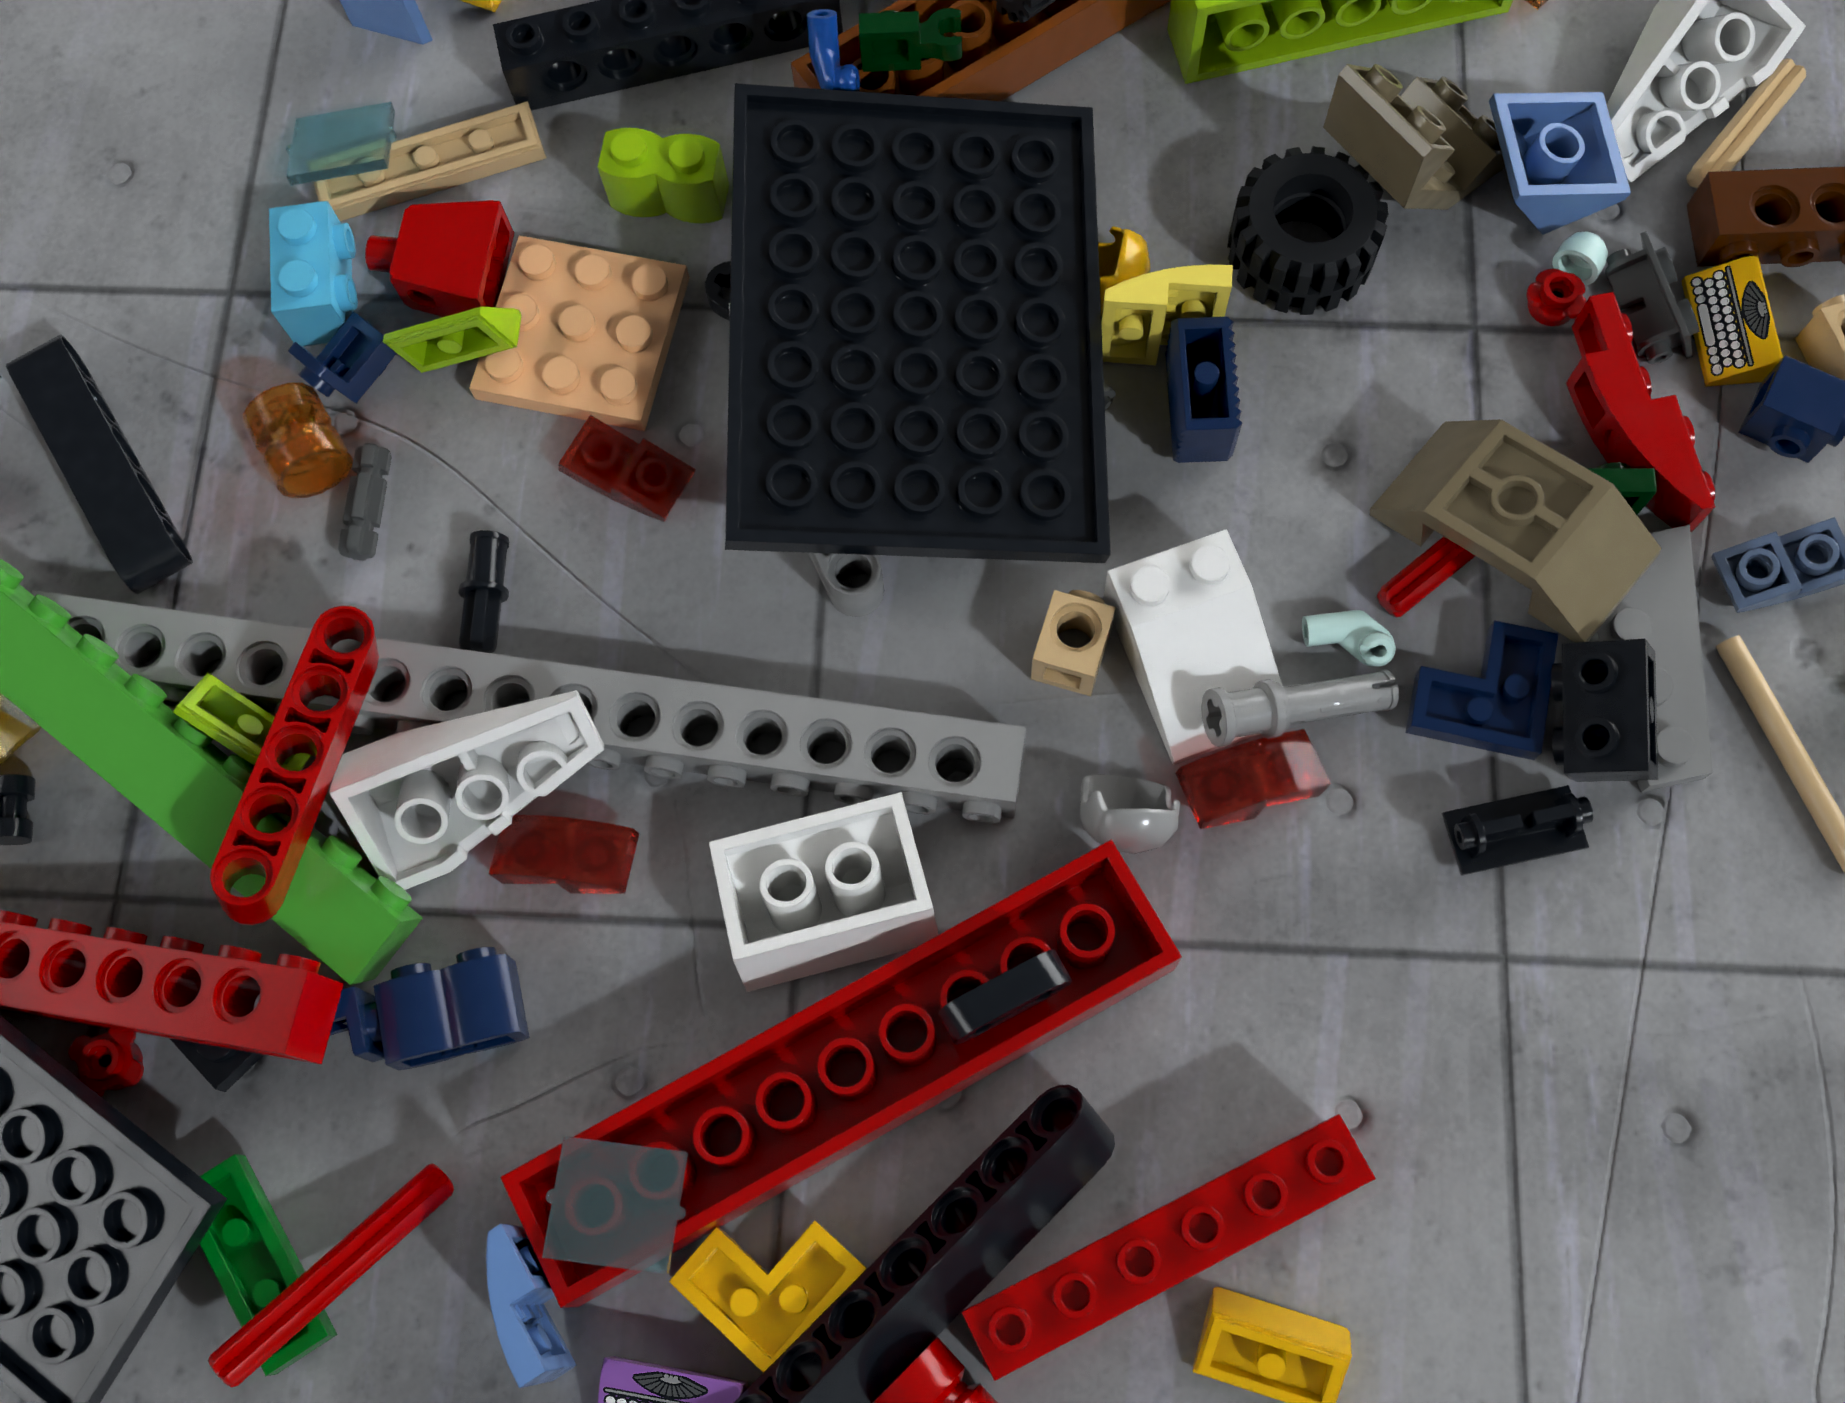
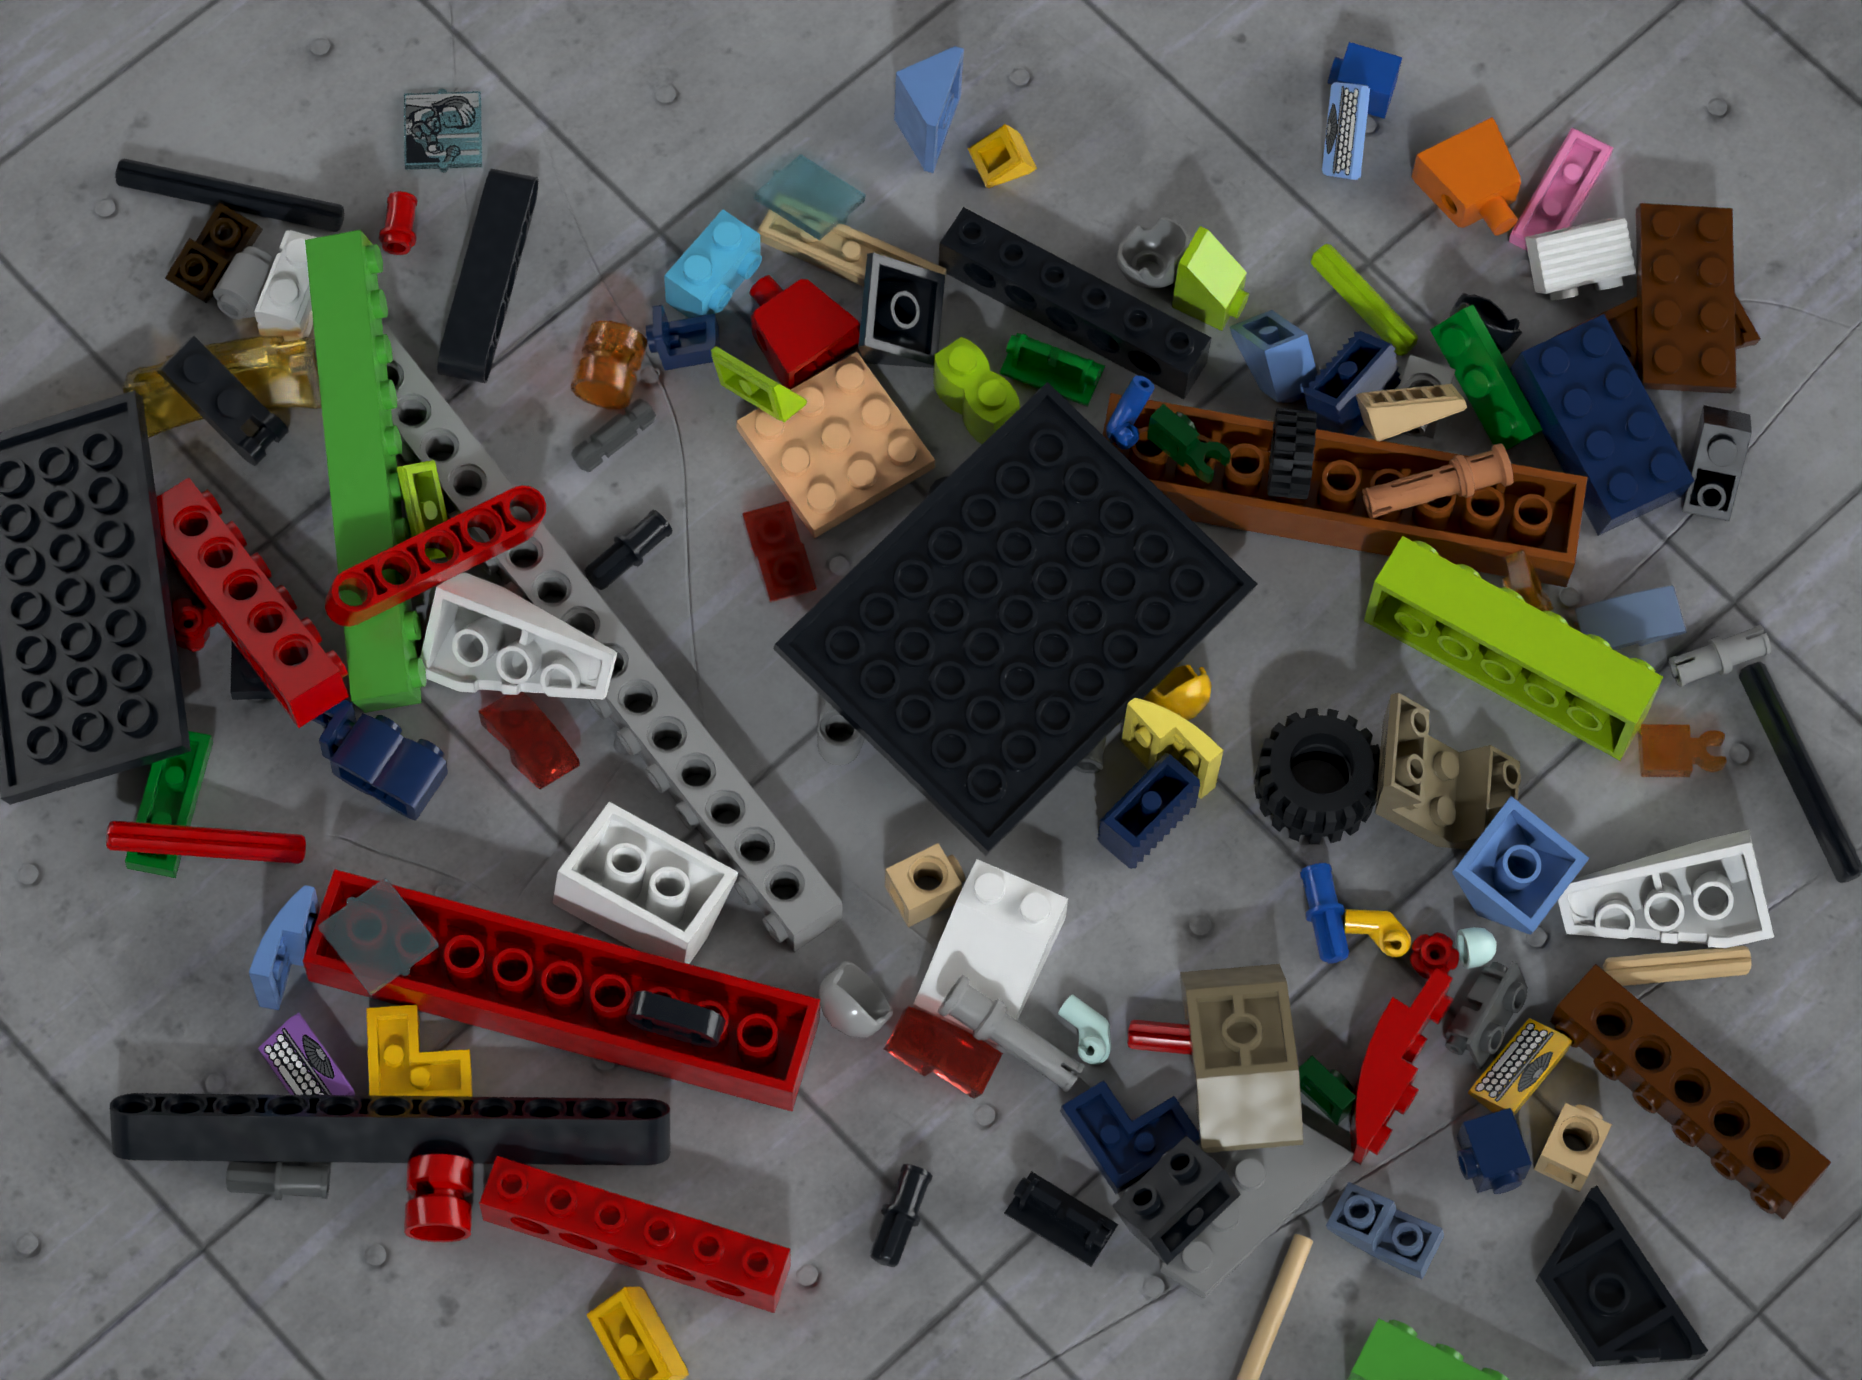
camera: 35 degrees right, 5 degrees down
(526, 165) = (900, 313): none -> black slope
(701, 105) = (1040, 363): none -> green hinge
(1378, 972) = (900, 1215): none -> black axle
(1431, 343) = (1325, 912): none -> blue axle
(1489, 313) = (1381, 927): none -> yellow arm

